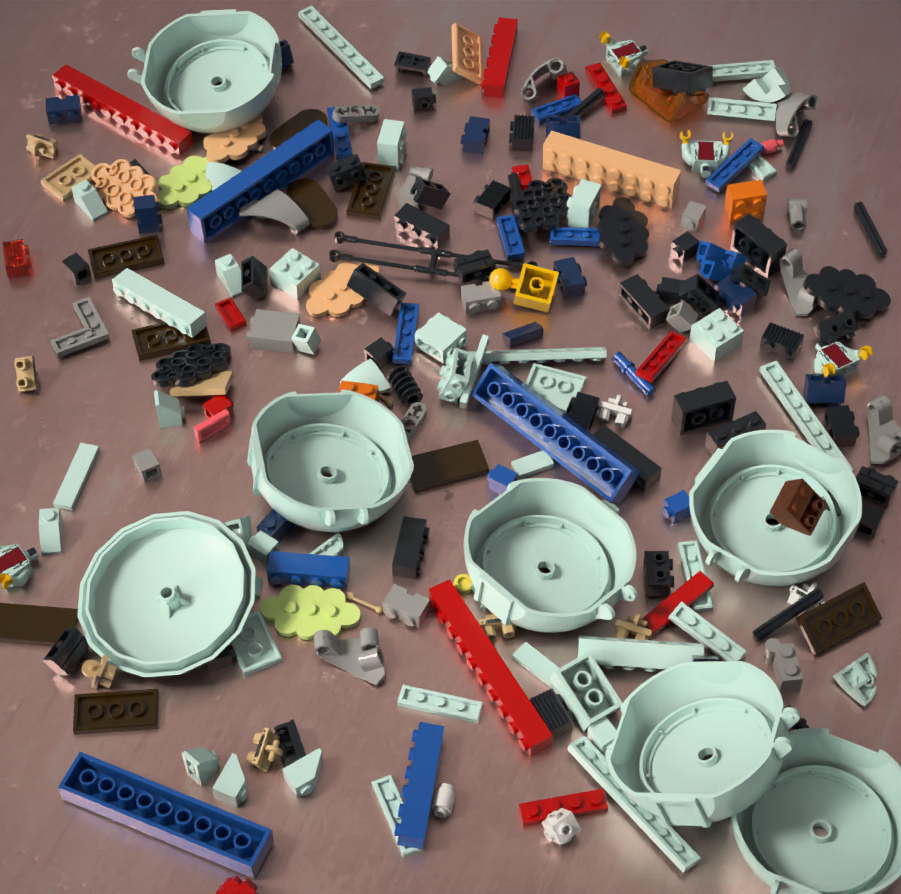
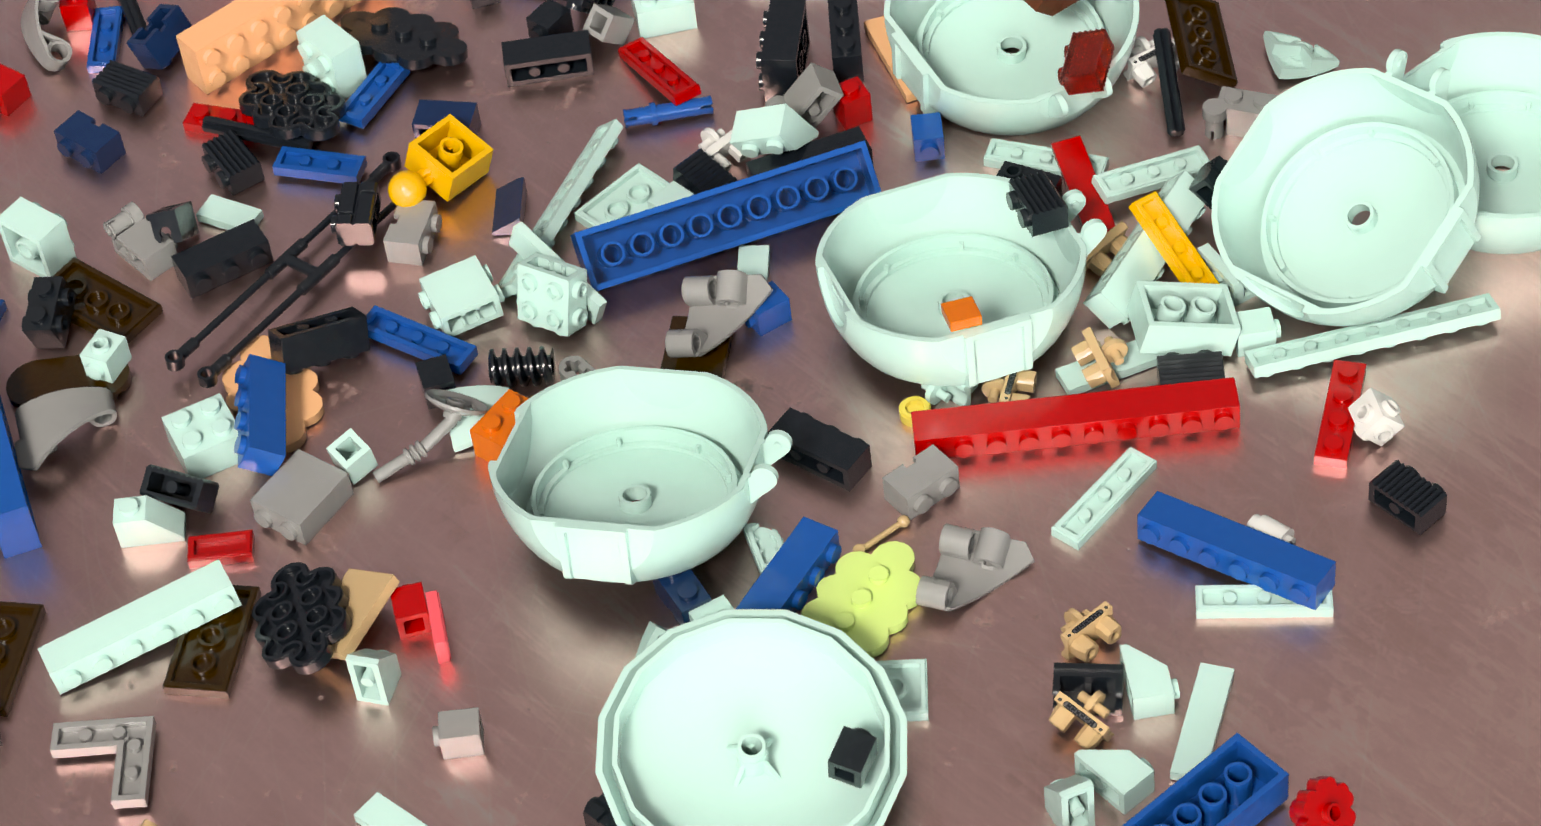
camera: 60 degrees left, 5 degrees down
(172, 641) = (852, 756): none -> black brick
(293, 813) = (1202, 718): none -> light aqua tile
(309, 287) = (260, 415): none -> blue brick
(326, 208) = (105, 356): none -> light aqua brick
(331, 727) = (1085, 628): none -> tan hips
(350, 367) = (454, 406): none -> light grey dish
(458, 215) = (227, 213): none -> light aqua tile
(487, 458) = (716, 310): none -> light grey panel
(495, 565) = (961, 313): none -> orange tile
(507, 866) = (1408, 496): none -> black brick
(537, 660) = (1111, 352): none -> tan hips
(608, 573) = (1037, 204): none -> black brick
(626, 426) = (770, 131): none -> light aqua slope
(643, 662) = (1171, 240): none -> yellow tile
(666, 433) = (811, 94): none -> light grey hinge
(684, 458) = (855, 105): none -> red brick
(743, 555) = (1086, 62): none -> clear red brick

